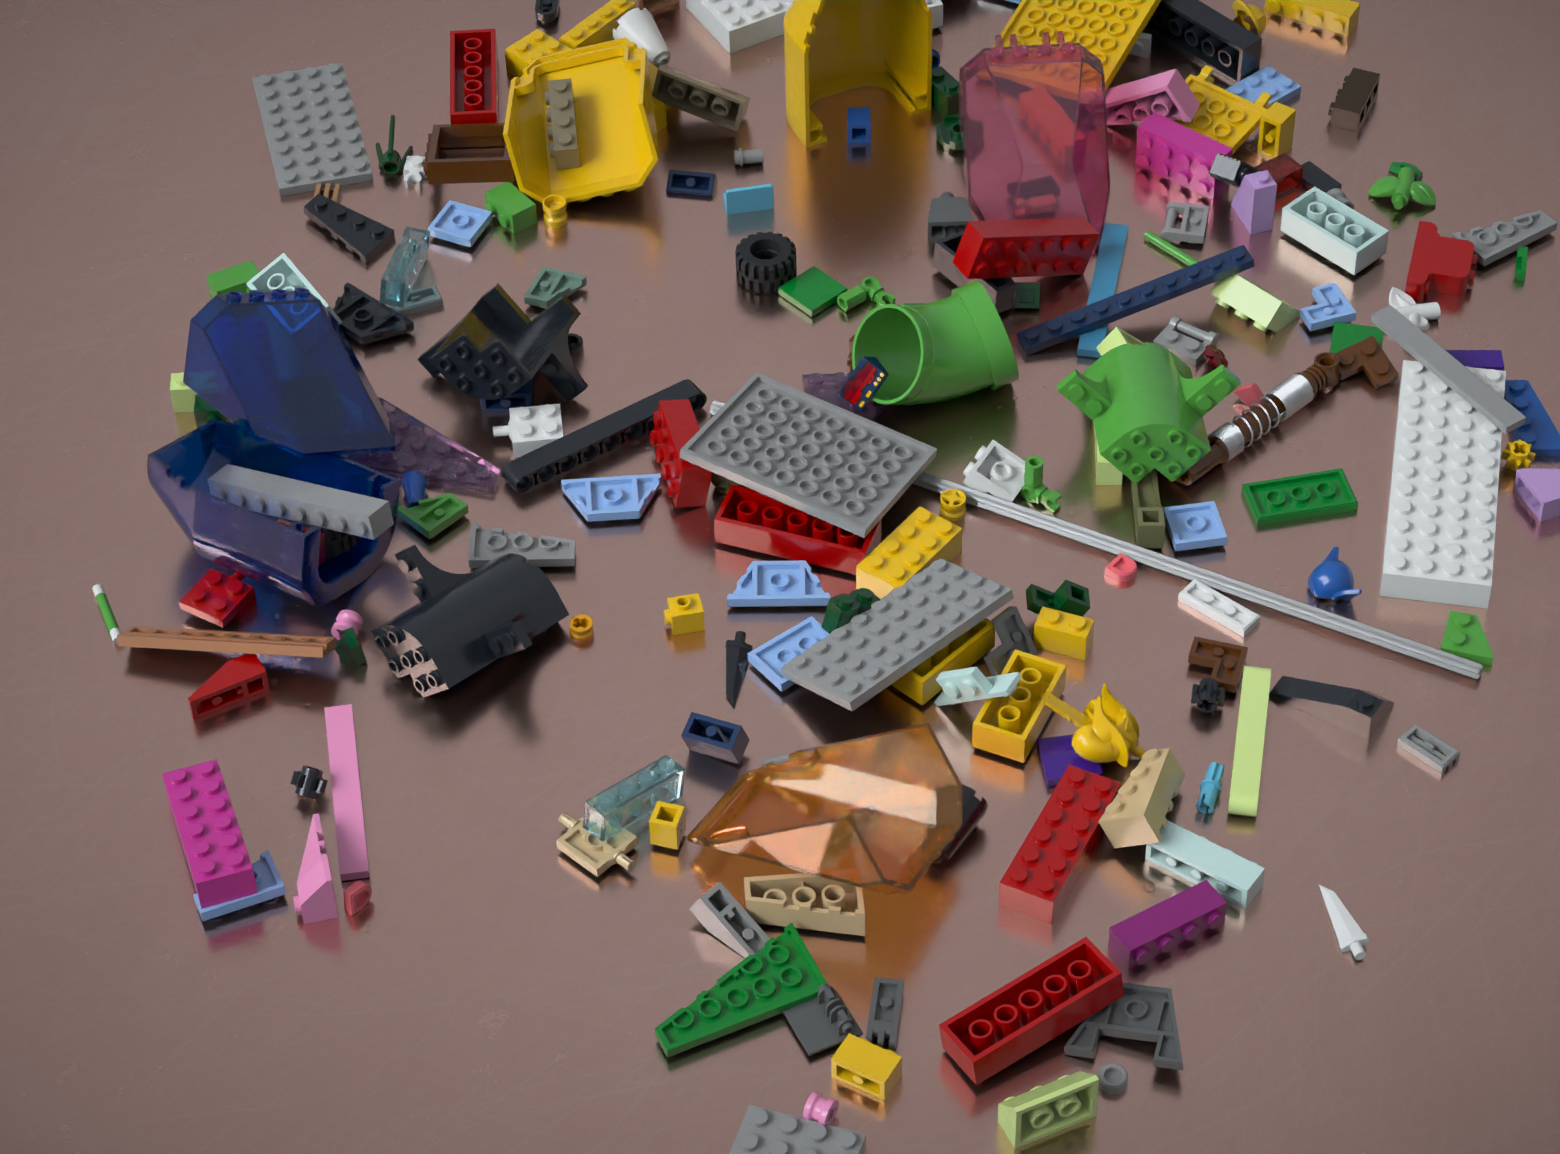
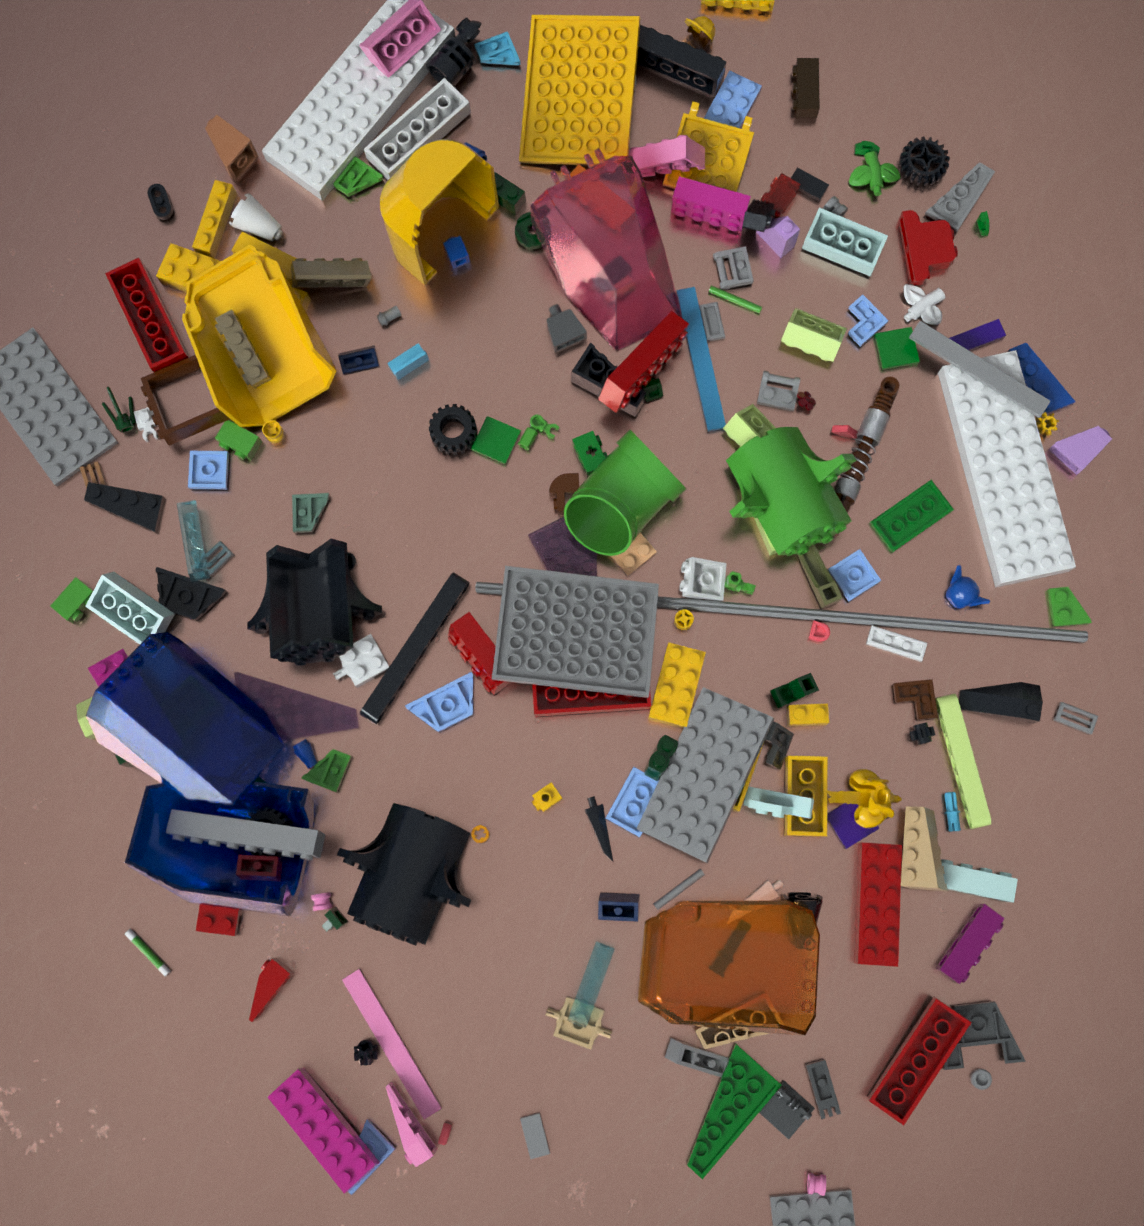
camera: 20 degrees left, 35 degrees up
(227, 641) = (249, 957): nougat plate -> none
(472, 940) = (535, 1135): none -> light grey tile
(541, 551) = (401, 781): light grey wing -> none
(667, 825) = (621, 996): yellow brick -> none
(769, 41) = (357, 177): none -> bright green wing
(778, 585) = (597, 742): light blue wing -> none
(863, 382) = (585, 544): slope -> none
(866, 1066) = (830, 1138): yellow brick -> none
(923, 424) = (635, 556): none -> light nougat plate
(1049, 1108) = (956, 1127): yellowish green slope -> none
(1134, 262) = (712, 321): none -> light grey tile
(1135, 300) = (735, 372): dark blue plate -> none
(1276, 130) = (767, 150): yellow brick -> none
(1346, 928) = (1079, 897): white bar -> none
(1370, 358) = (912, 364): reddish brown plate -> none
(1471, 193) = (916, 166): none -> black gear

